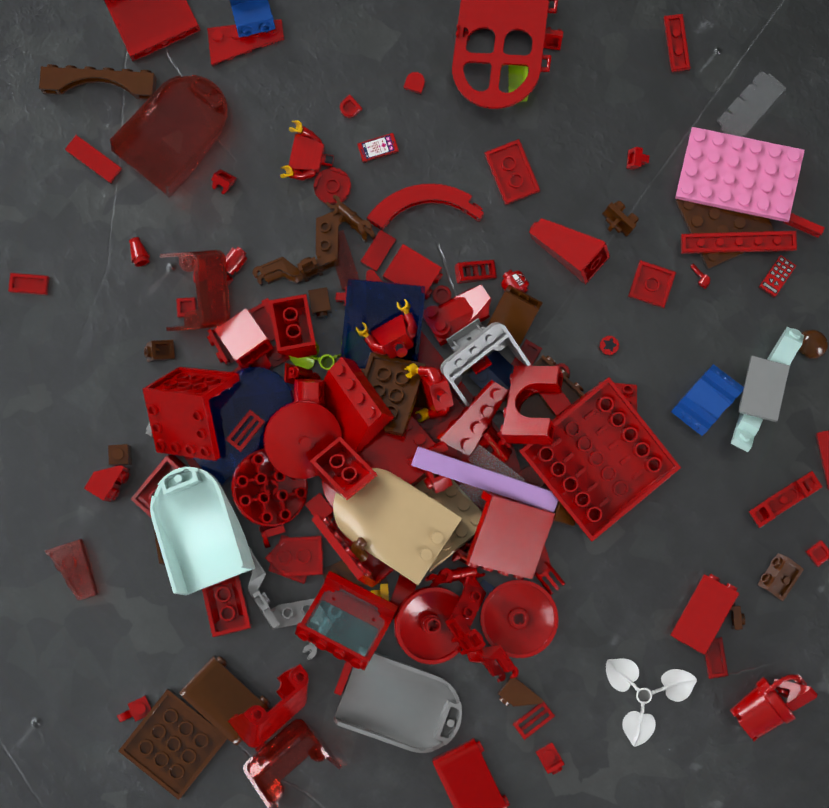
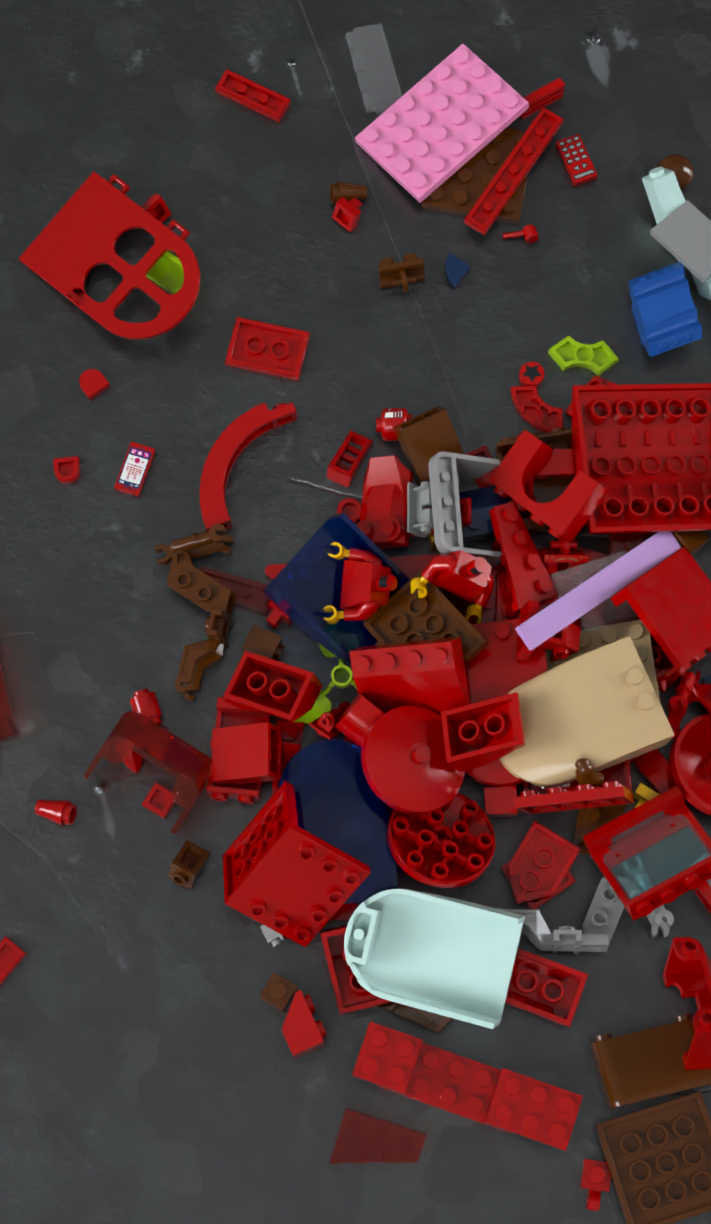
camera: 60 degrees left, 10 degrees down
(139, 598) = (467, 1087): none -> red bracket
(224, 179) = (44, 658): red tile -> none
(252, 434) = (363, 840): red tile -> none
(270, 531) = (487, 880): red tile -> none
(306, 154) = (85, 548): torso -> none
(332, 182) = (137, 544): red tile -> none
(378, 250) = (250, 545): red tile -> none
(413, 269) = (298, 520): red brick -> none
(574, 250) = (397, 341): red slope -> none
(587, 363) = (535, 410): none -> red tile
(641, 361) = (573, 354): none -> lime tile
(646, 251) = (455, 270): none -> dark blue tile
(650, 148) = (348, 191): none -> reddish brown cone
(652, 284) = (495, 288): red tile -> none

